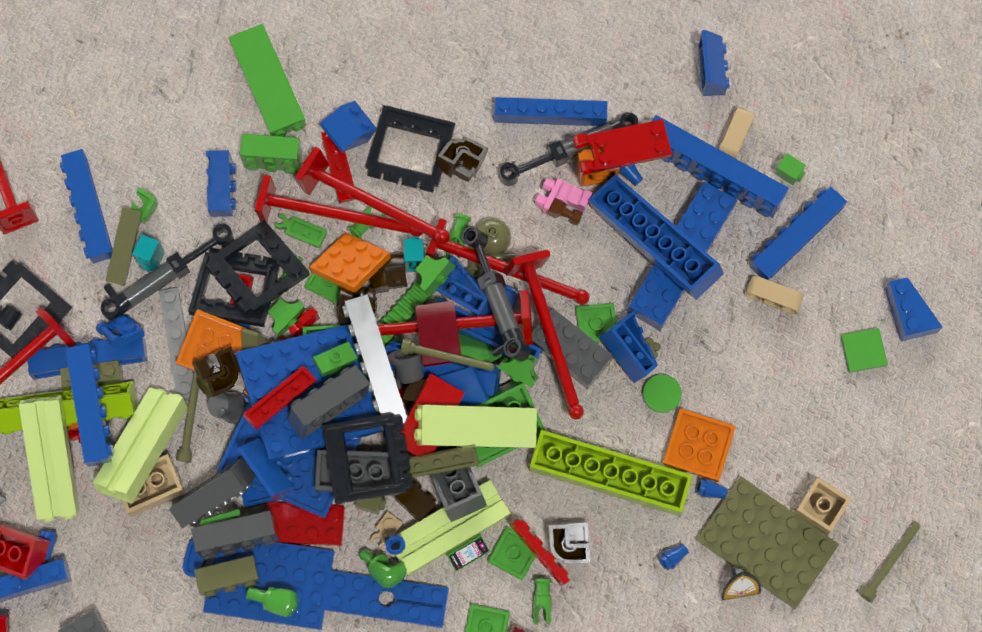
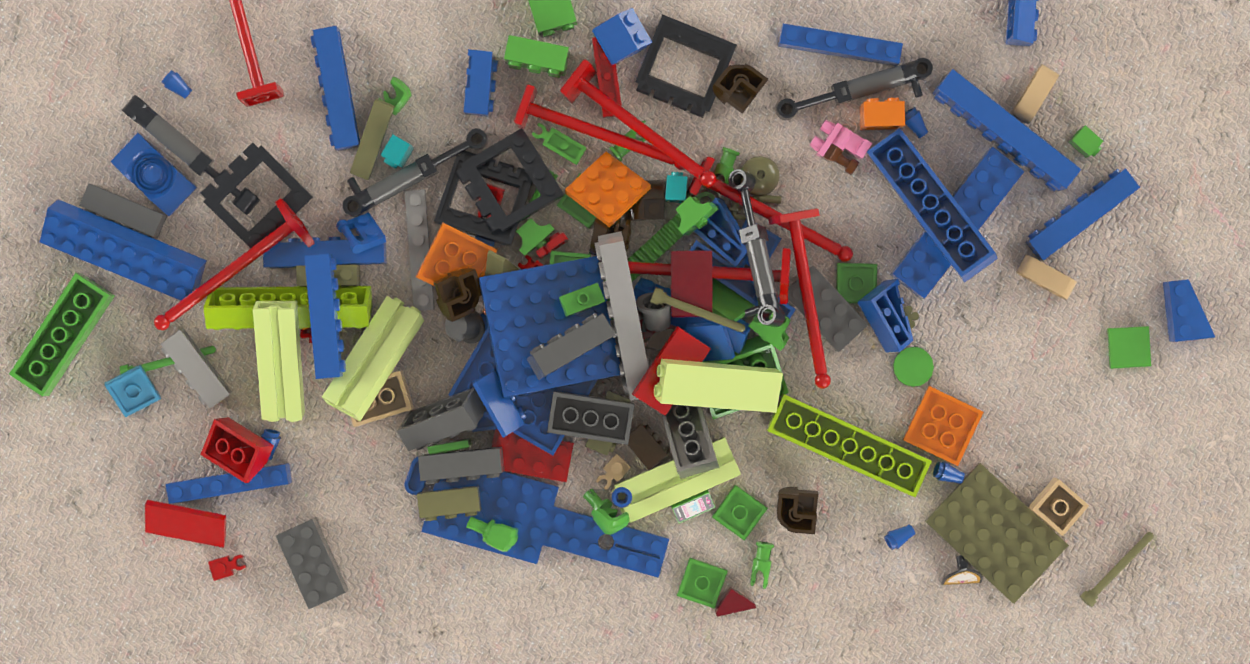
camera: 10 degrees right, 15 degrees up
(184, 454) = (416, 368): olive piece -> none
(279, 398) = (521, 334): red plate -> none
(339, 461) = (575, 415): black hinge -> none
(443, 461) = (675, 418): olive tile -> none
(546, 558) = (762, 510): red plate -> none
(624, 146) = (915, 102): red hinge -> none

